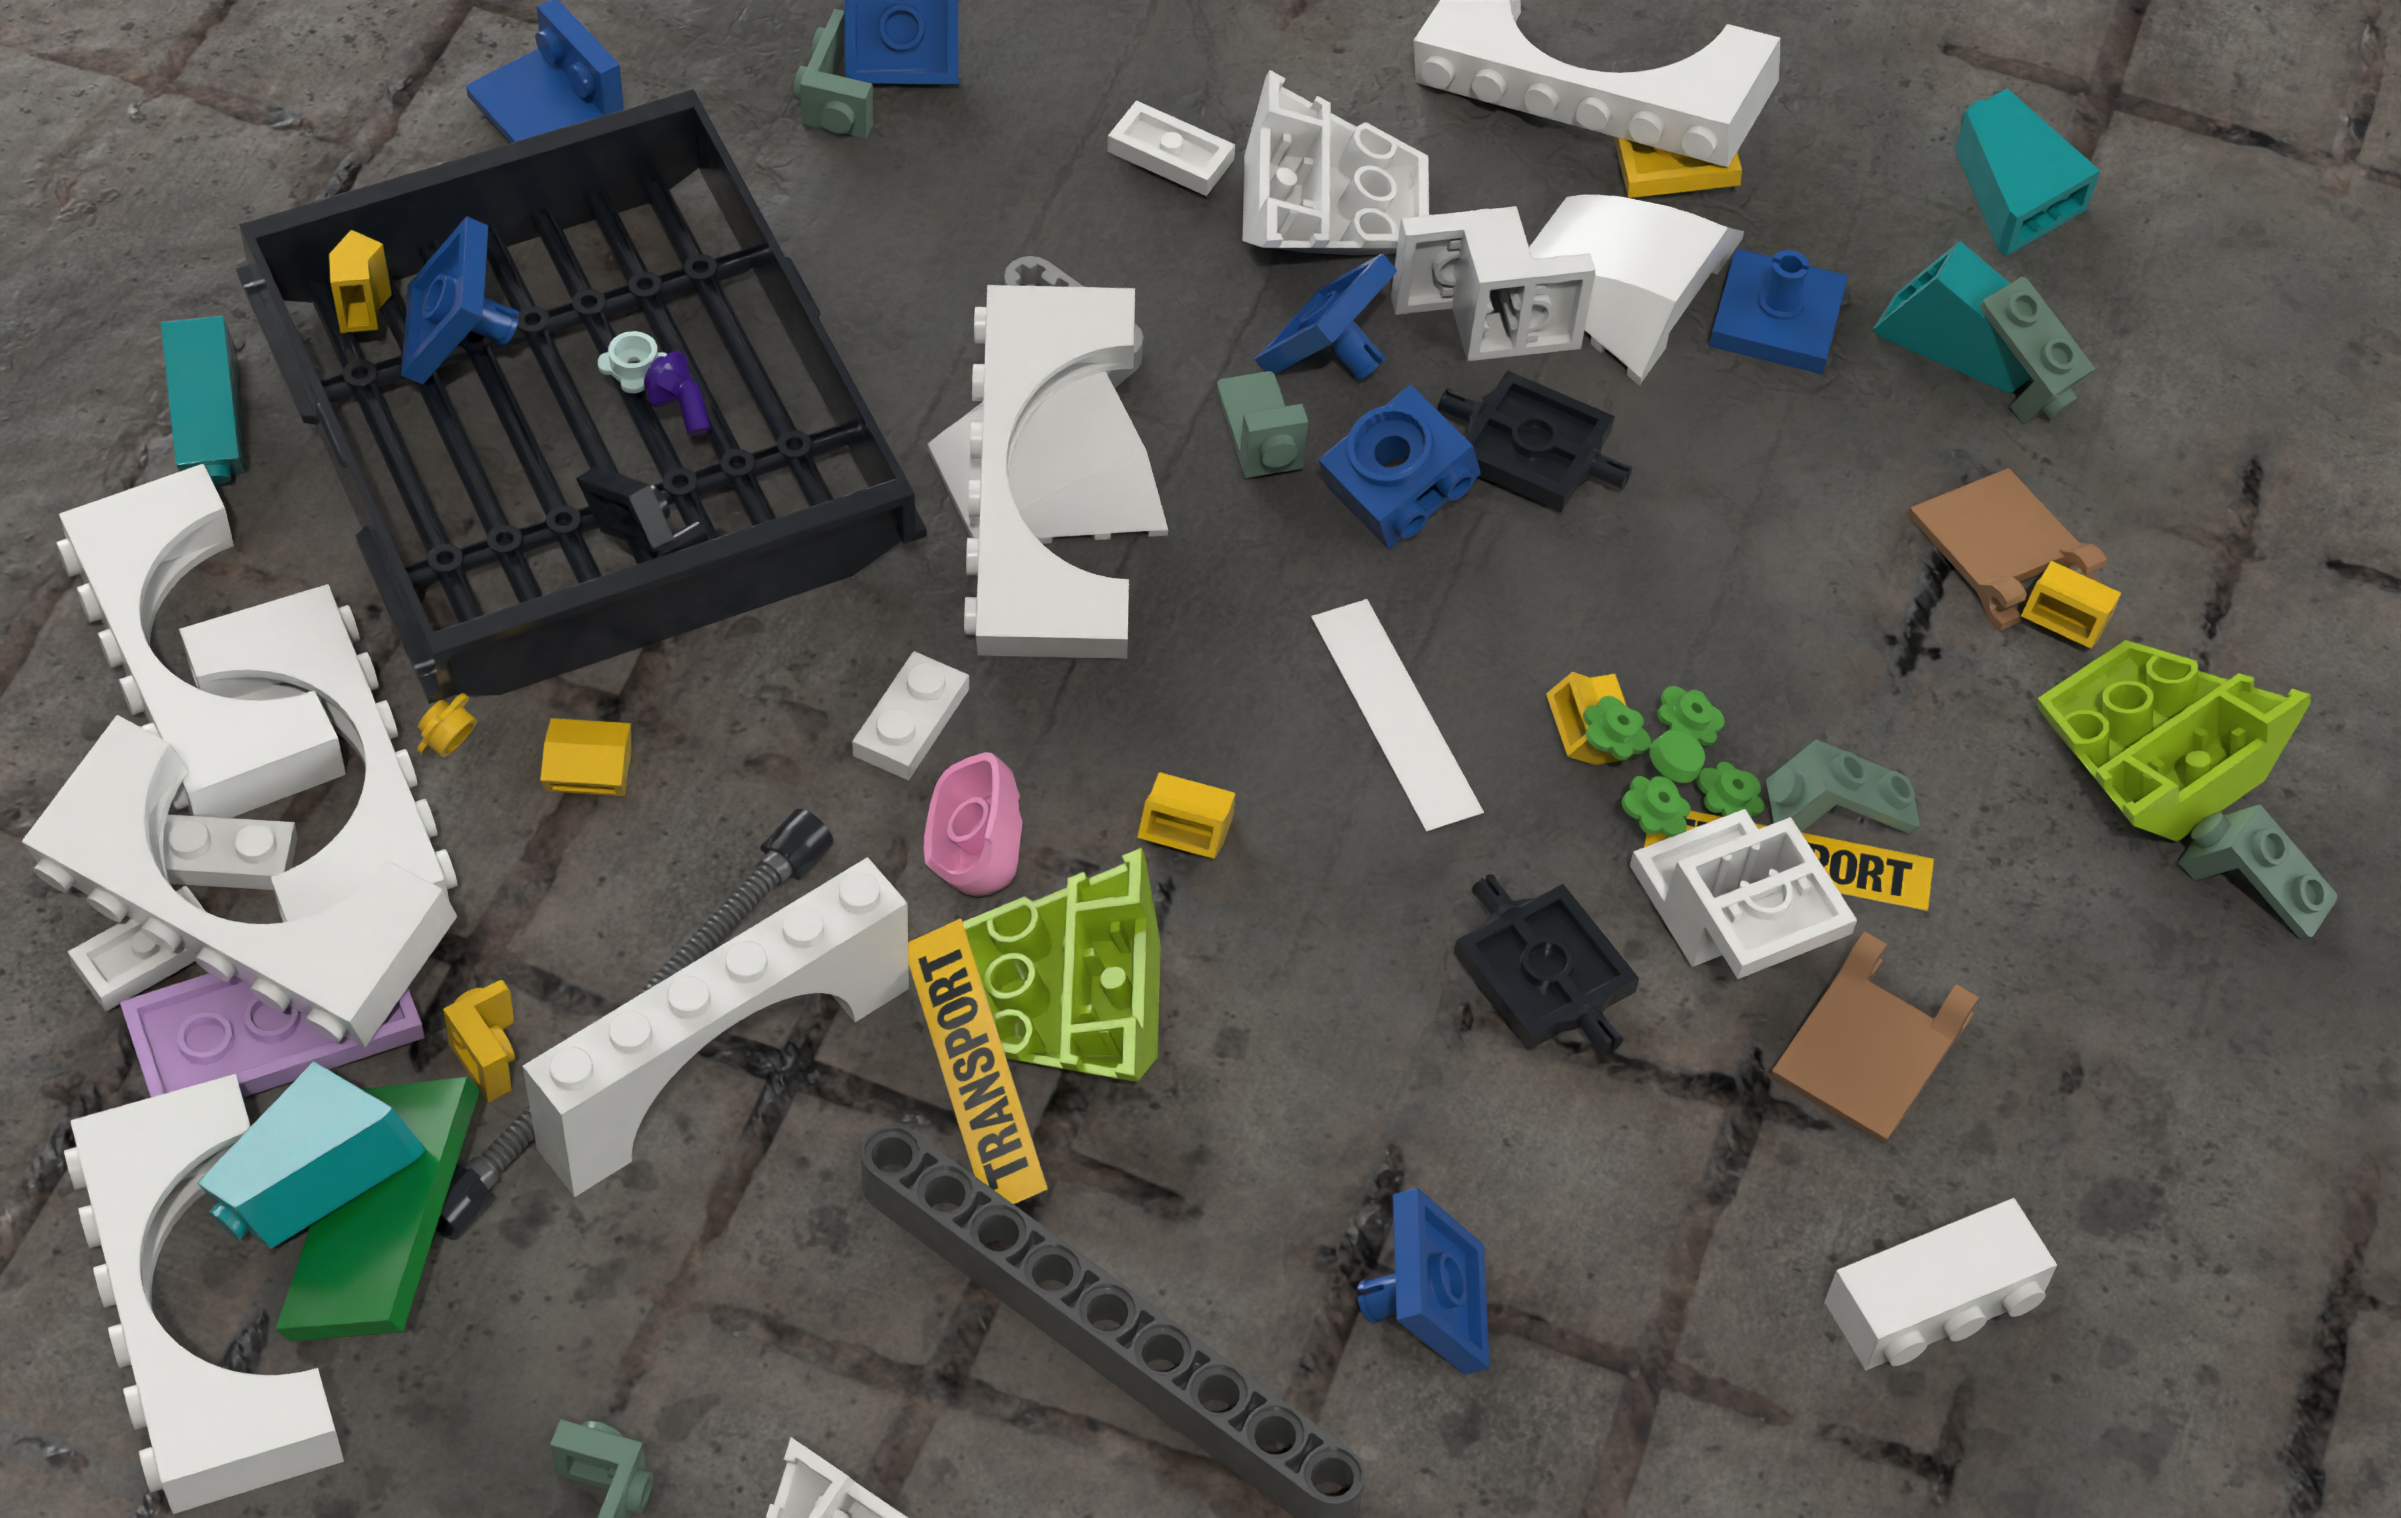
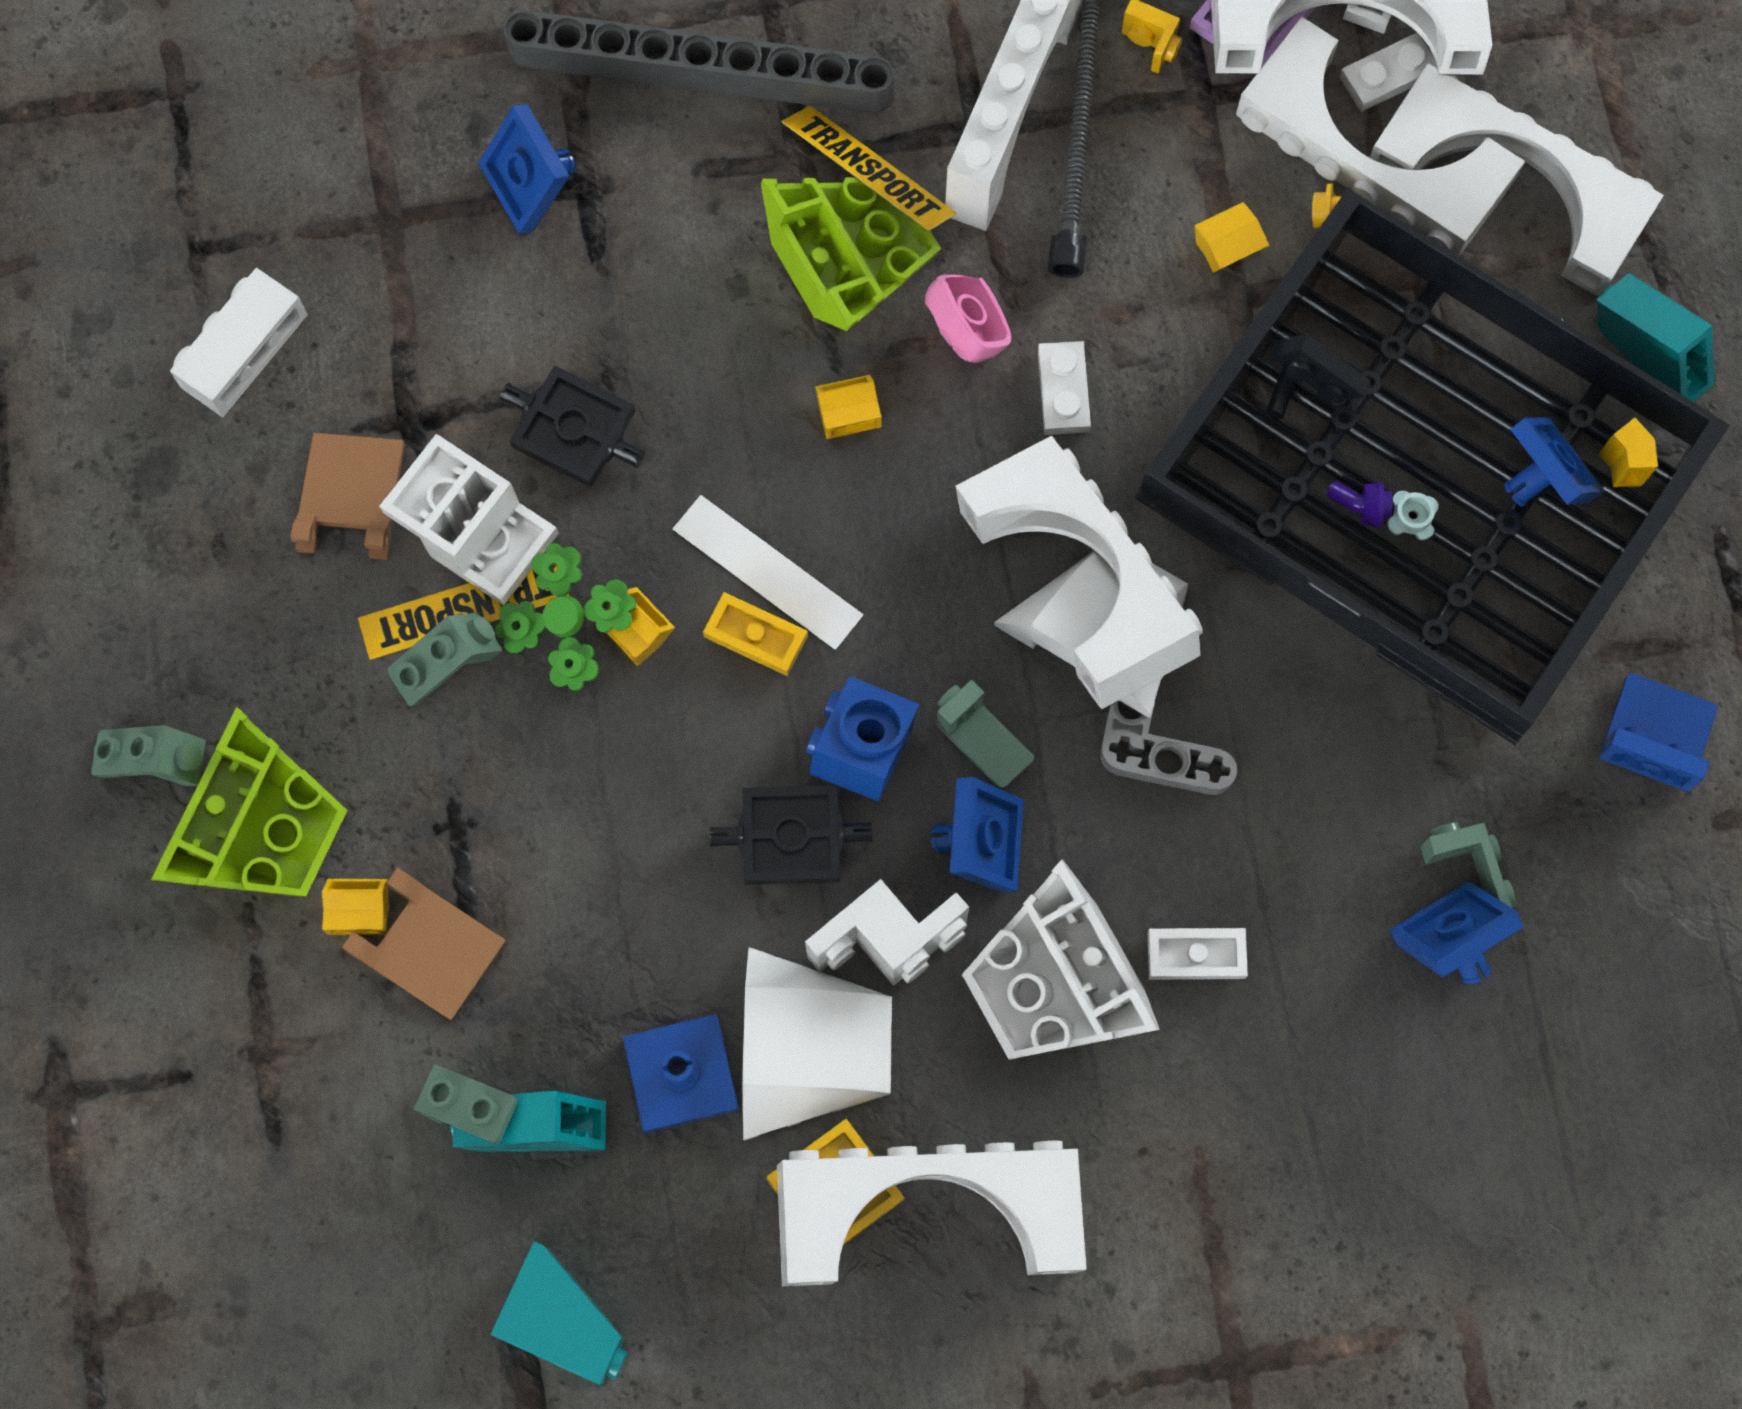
camera: 155 degrees right, 20 degrees up
(1455, 641) = (755, 634): none -> yellow plate

